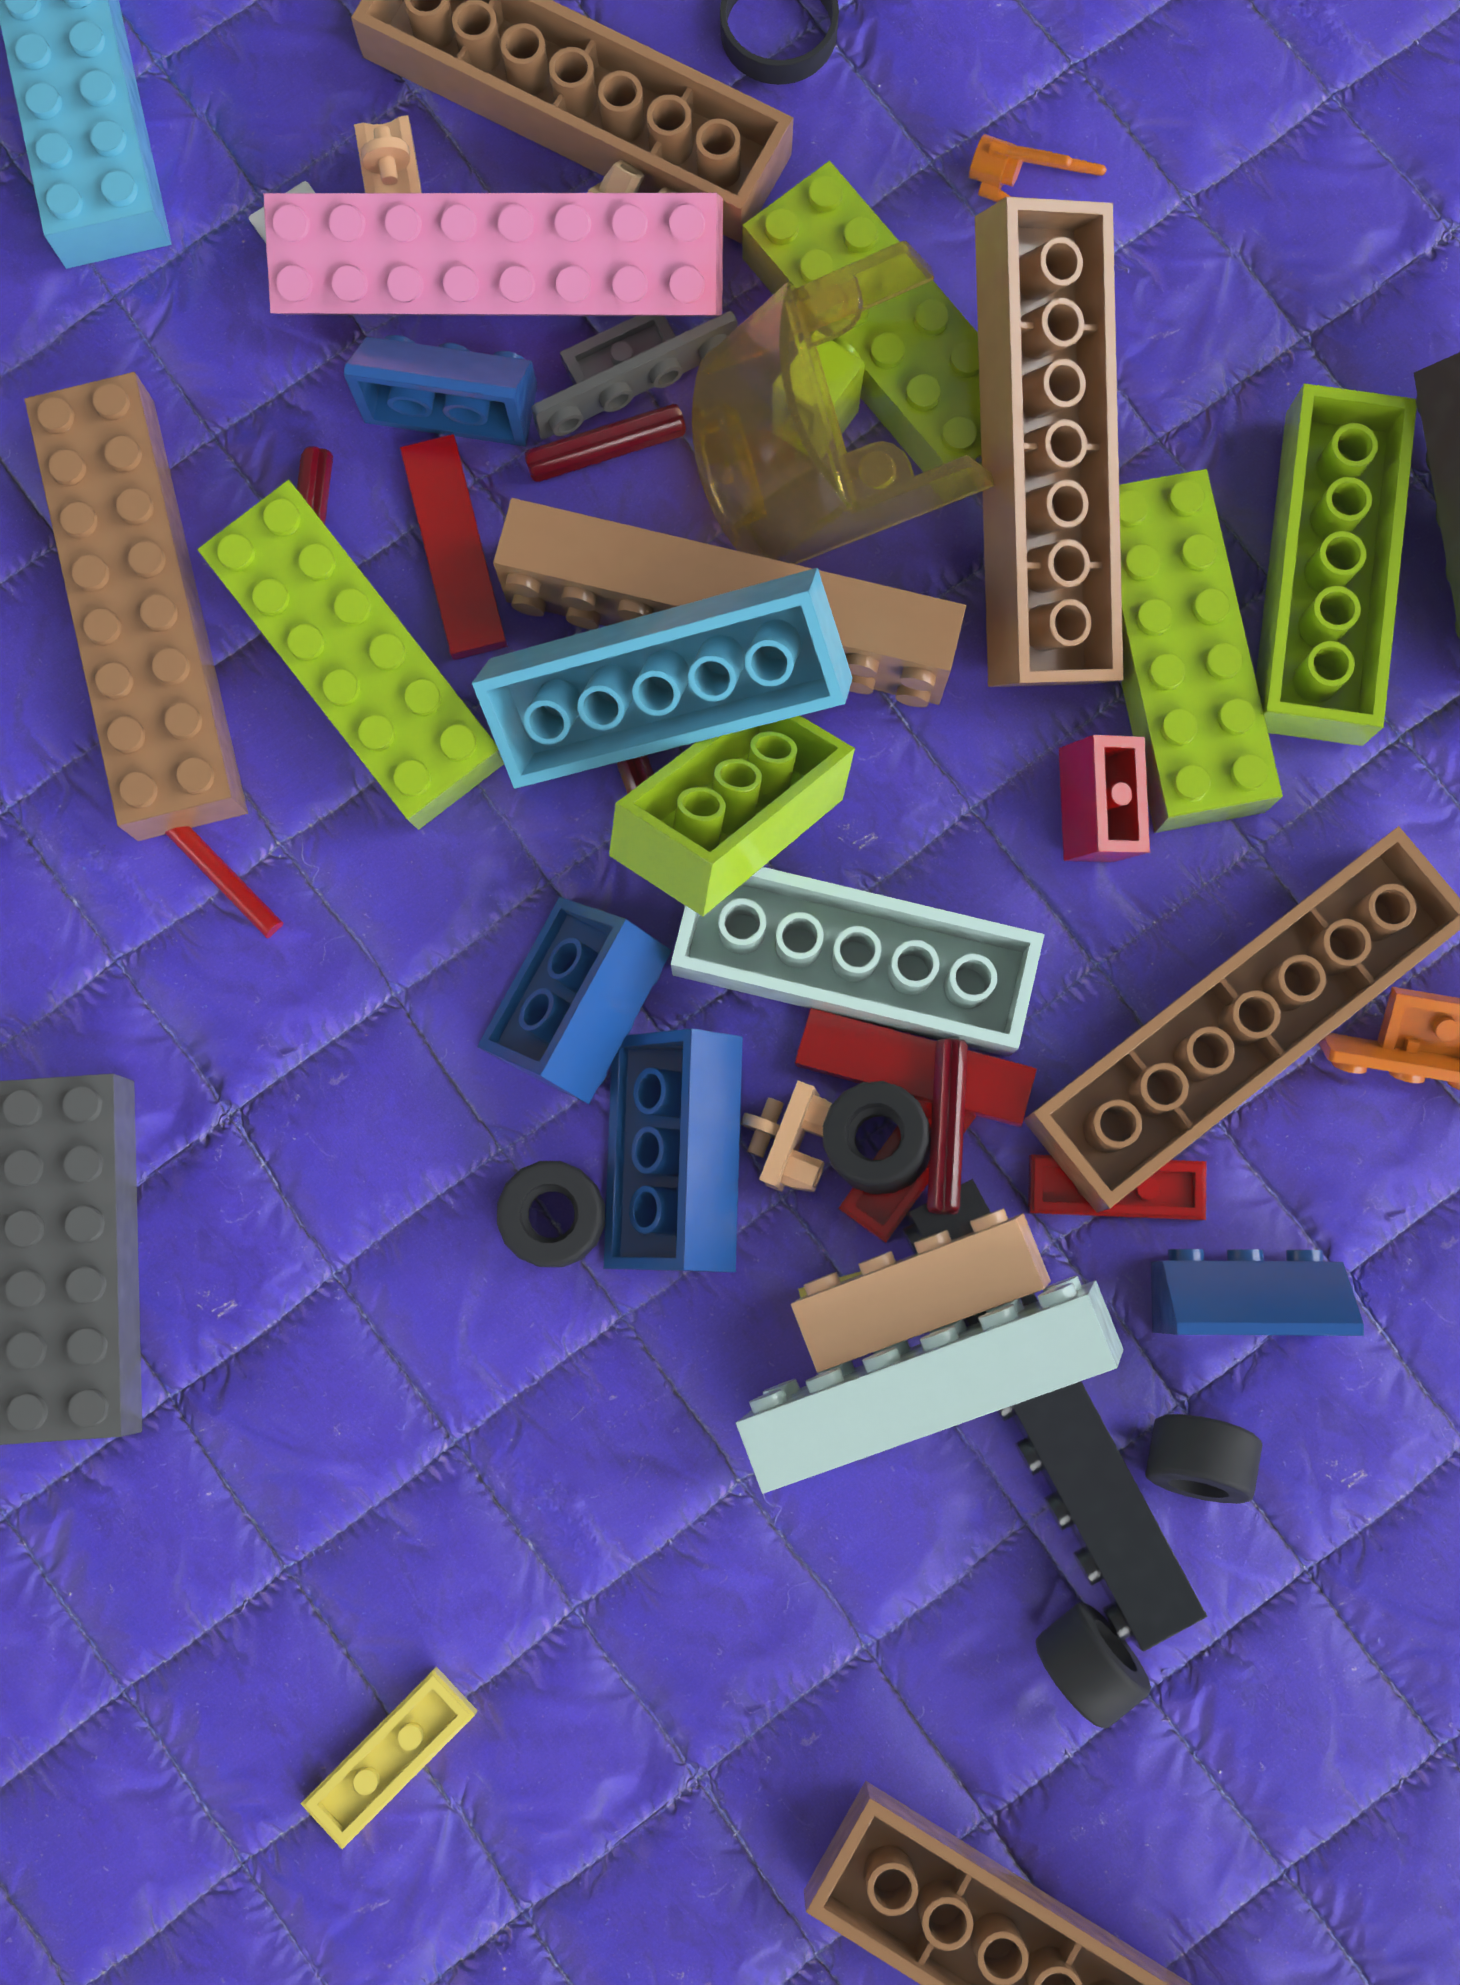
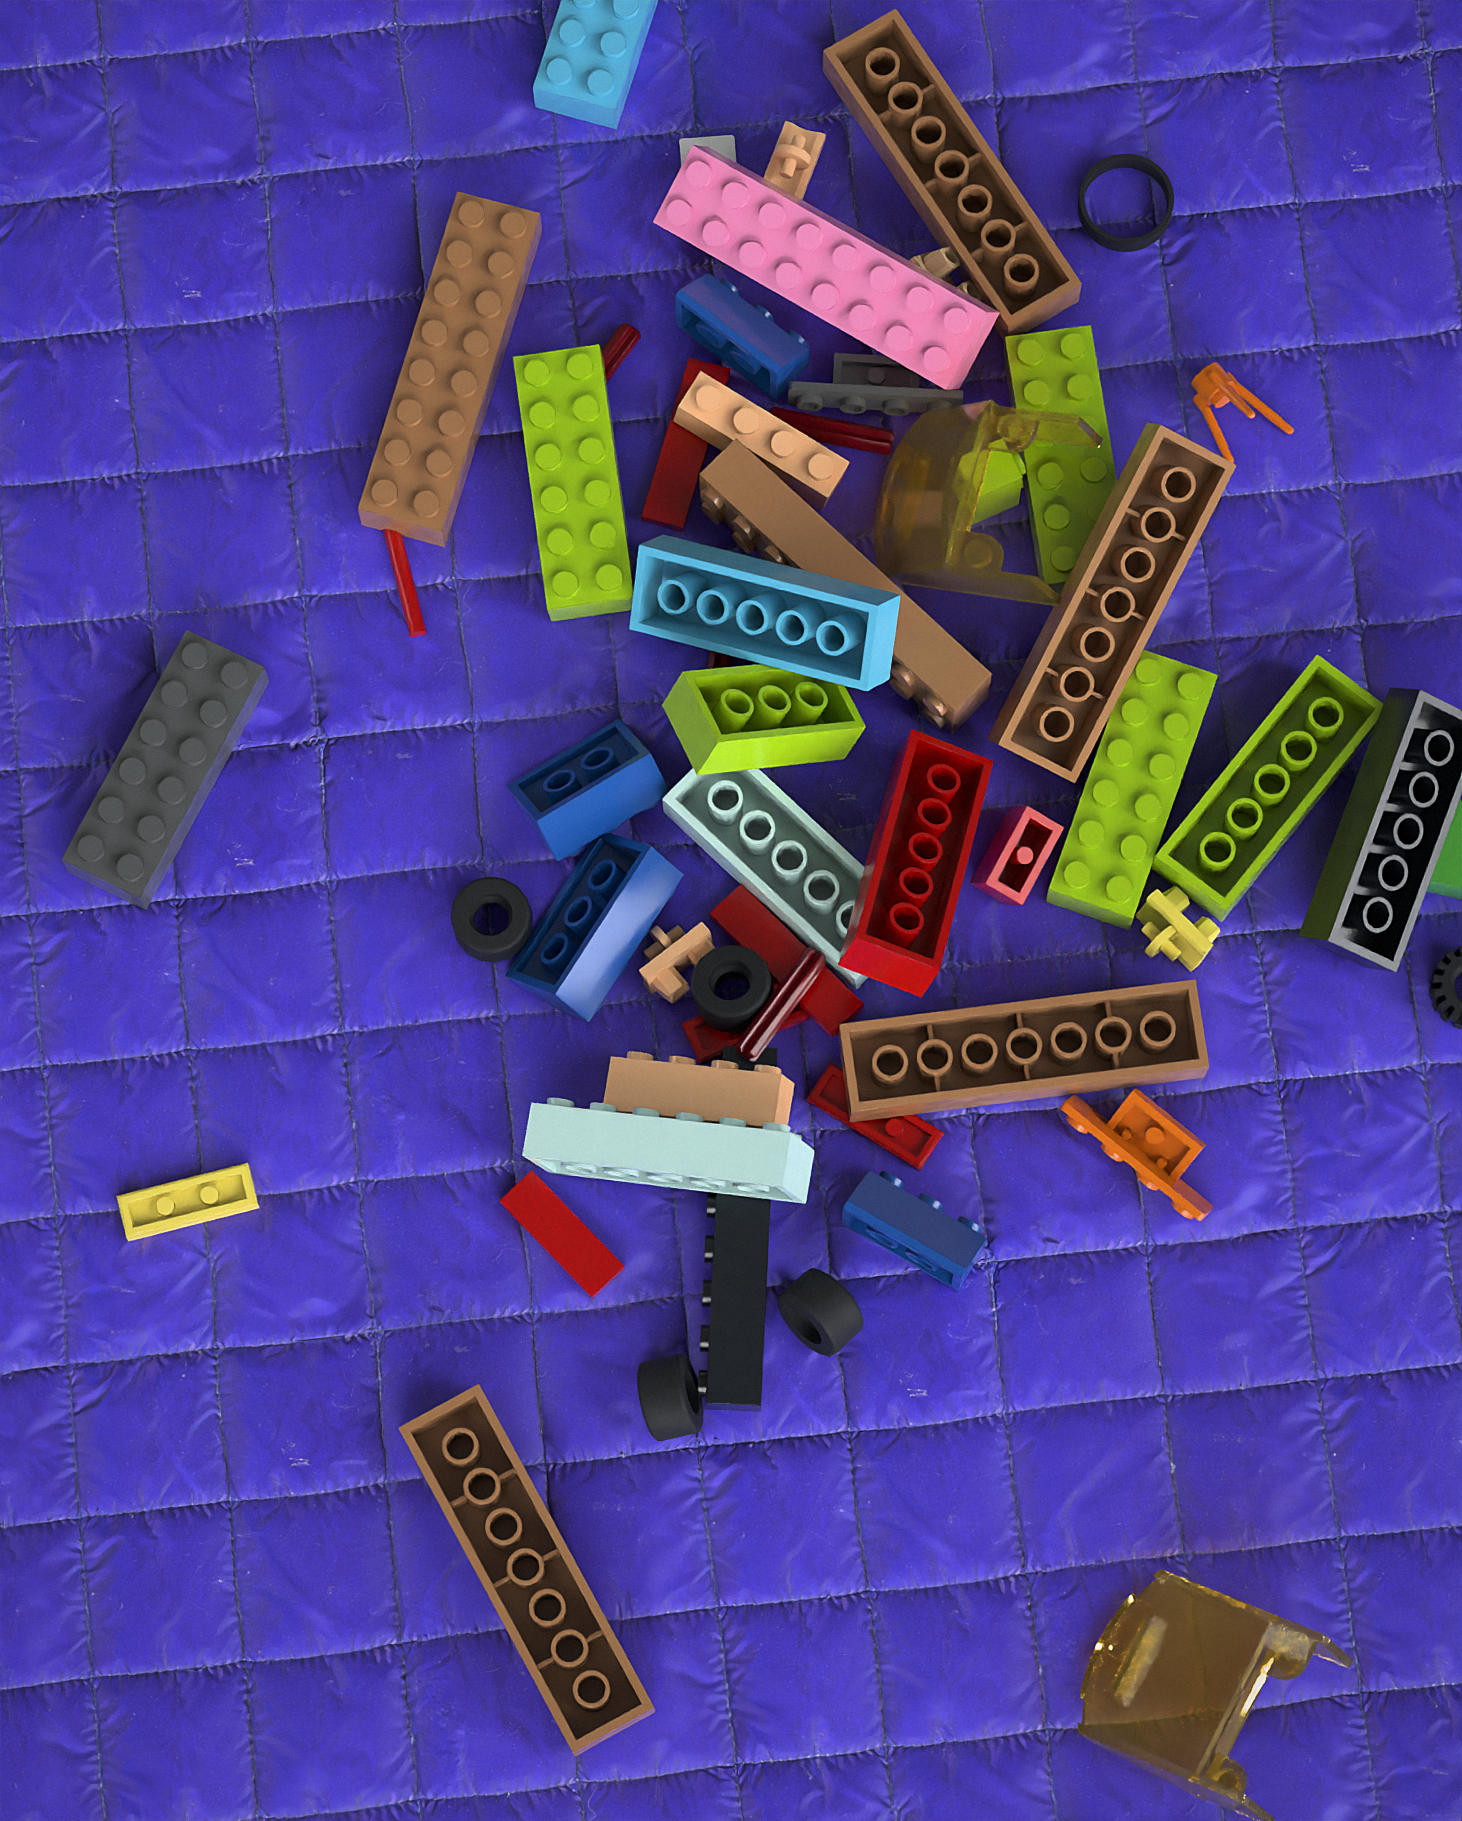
camera: 30 degrees right, 5 degrees down
(476, 485) = (799, 461): none -> light nougat brick
(849, 1537) = (562, 1234): none -> red tile
(1015, 879) = (916, 863): none -> red brick
(1326, 786) = (1173, 931): none -> light yellow hips

